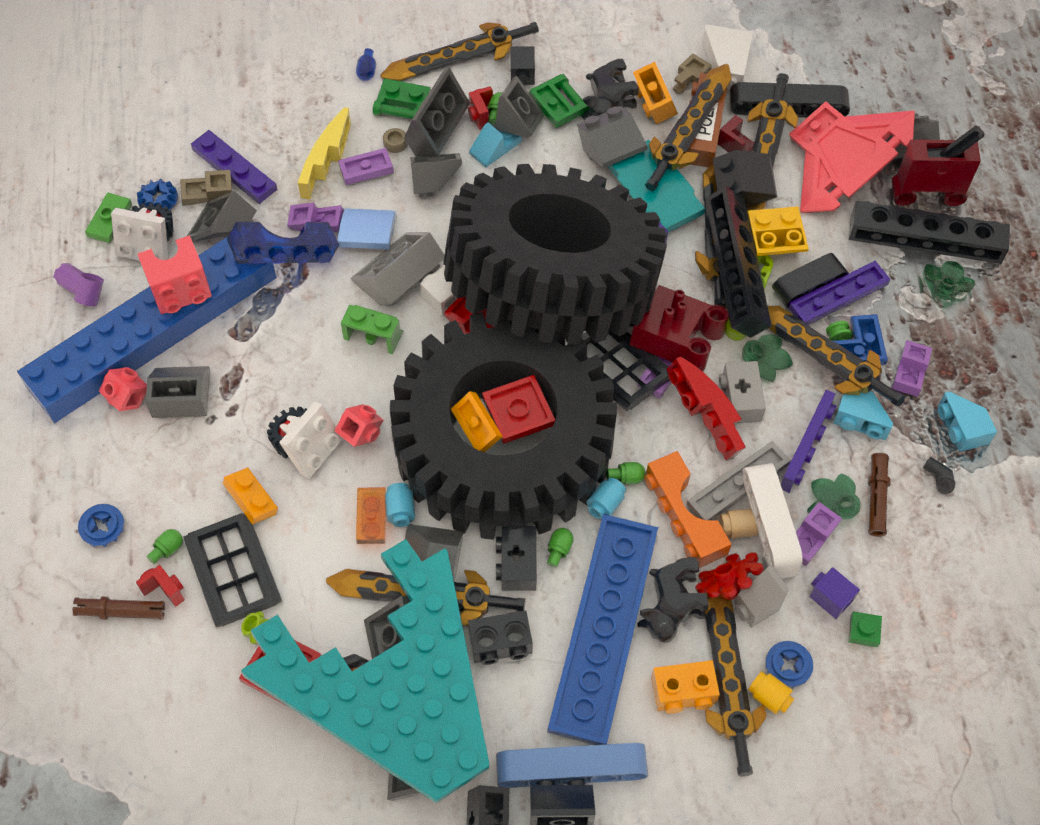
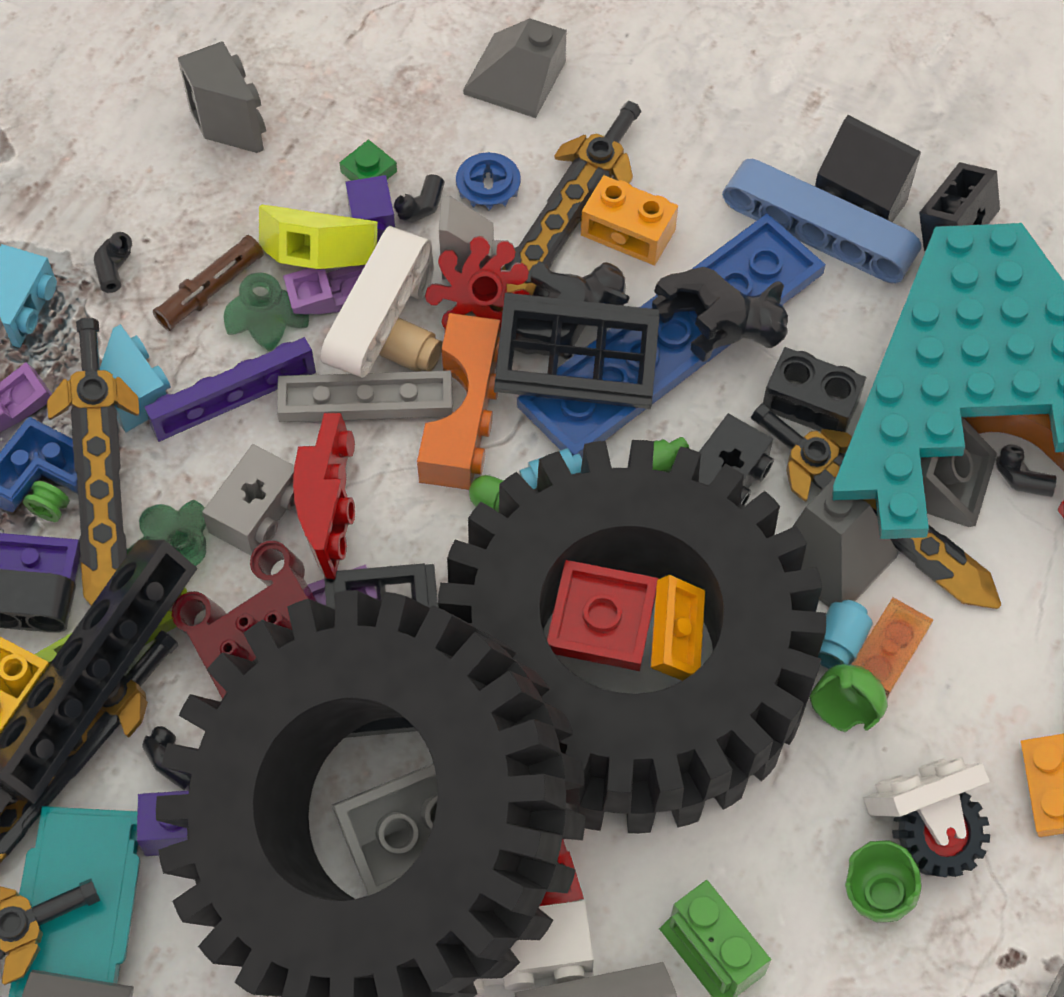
camera: 145 degrees left, 0 degrees up
(306, 391) = (883, 881): none -> bright green hair
(359, 425) = (835, 779): coral brick -> none
(375, 472) = (849, 697): none -> bright green hair
(582, 640) = (722, 310): none -> black animal
(656, 586) = (570, 387): none -> black piece
(679, 263) = (155, 748): none -> black arm
(771, 693) = (536, 160): yellow brick -> none
(812, 622) = (414, 209): none -> black arm
(840, 761) = (519, 67): none -> dark grey slope
(843, 544) = (315, 238): none -> neon yellow slope
(979, 598) = (221, 98): none -> dark grey slope

